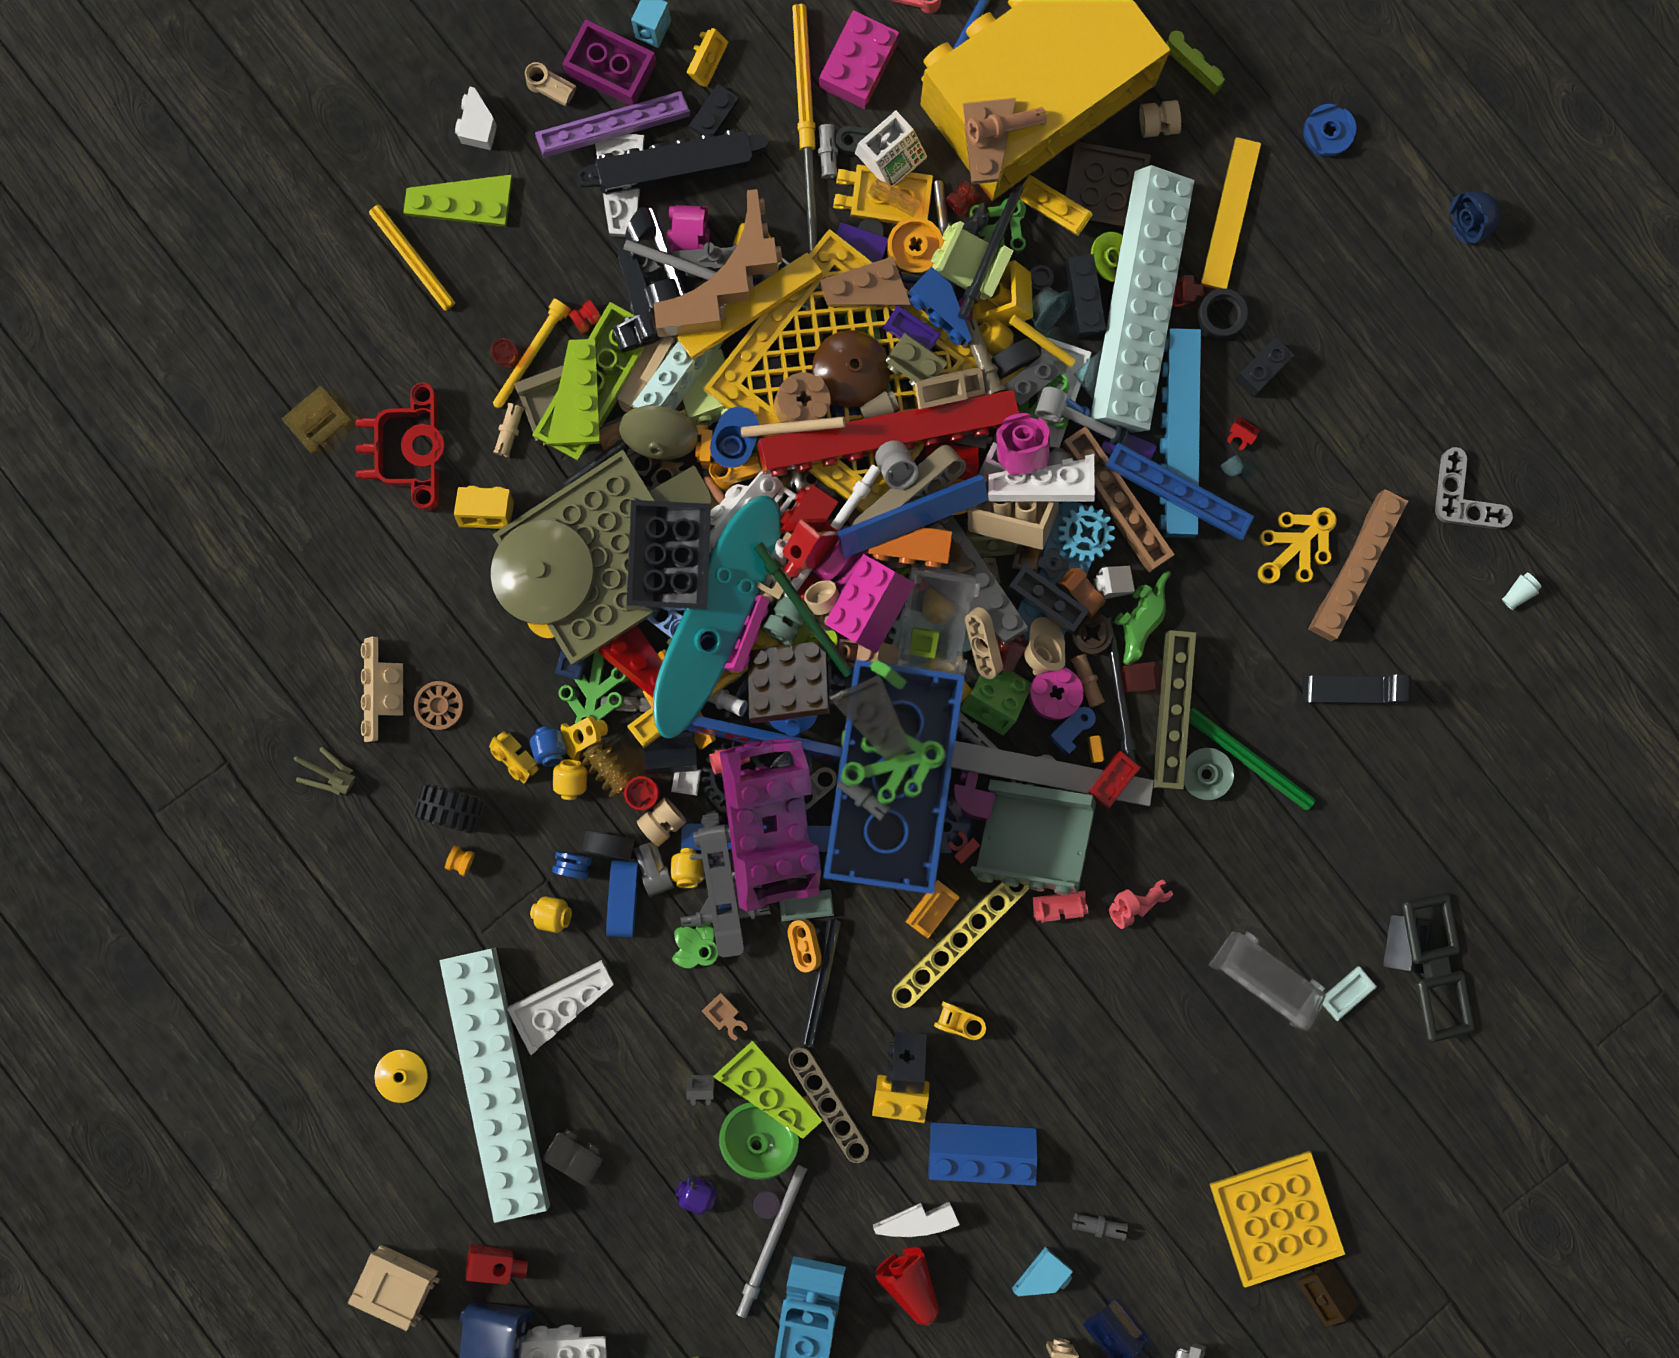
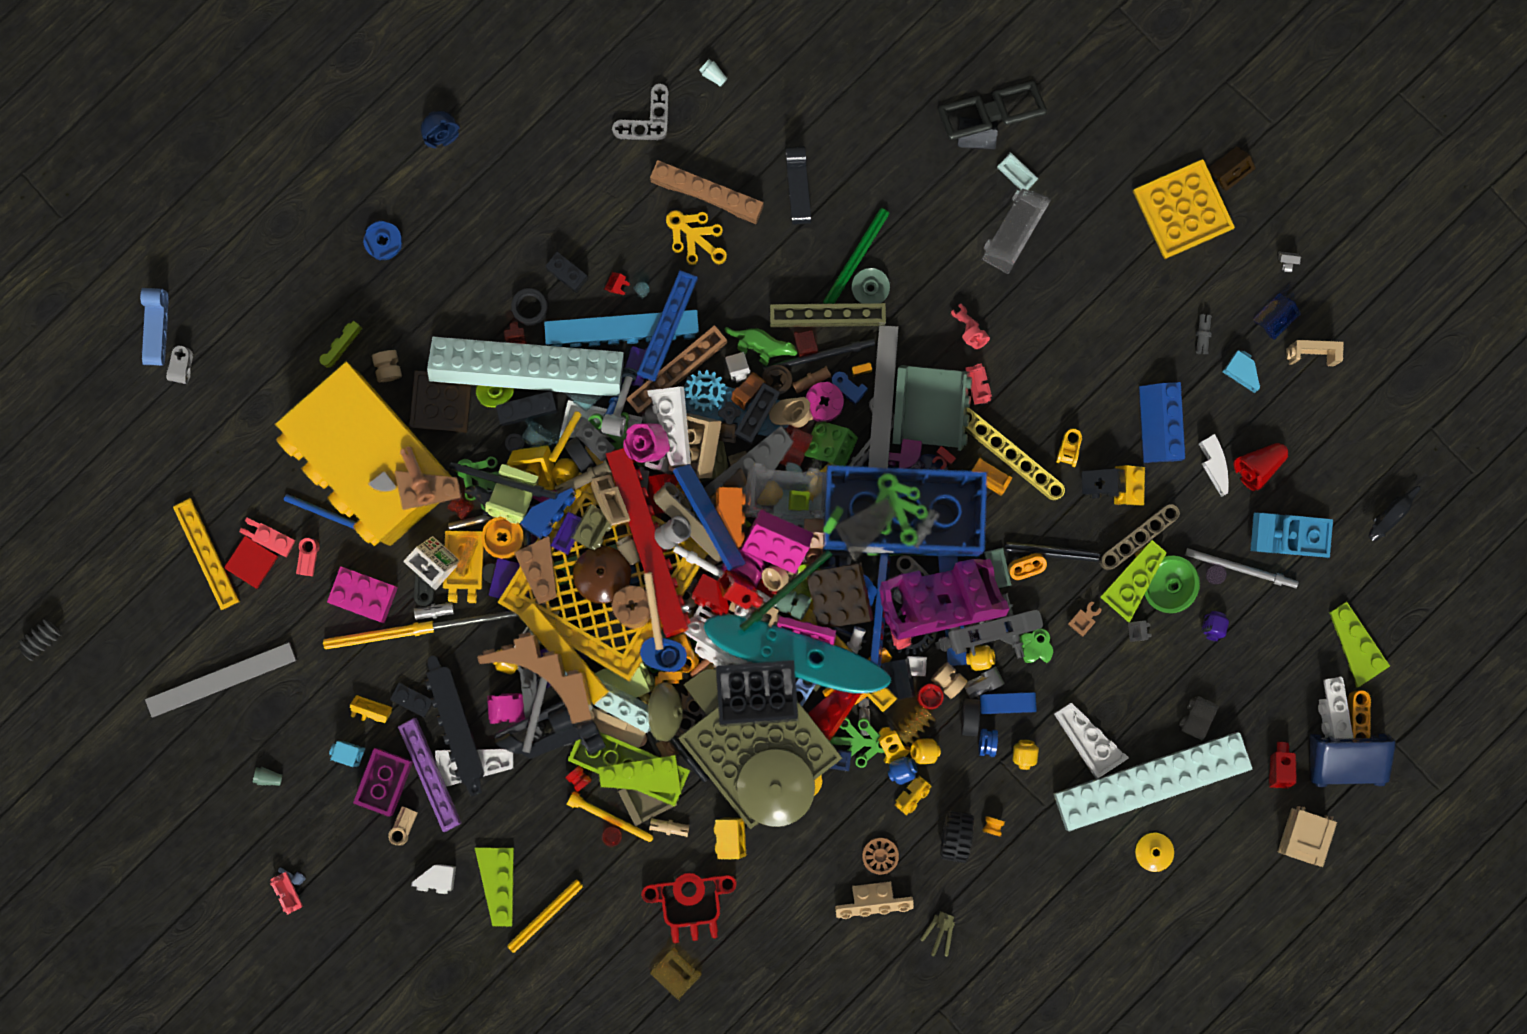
camera: 90 degrees left, 0 degrees up
(980, 626) = (784, 460): tan beam -> none
(1001, 81) = (383, 483): none -> light grey tile
(1055, 205) = (460, 437): yellow tile -> none
(1114, 779) = (883, 354): red plate -> none
(1230, 213) = (452, 307): yellow tile -> none

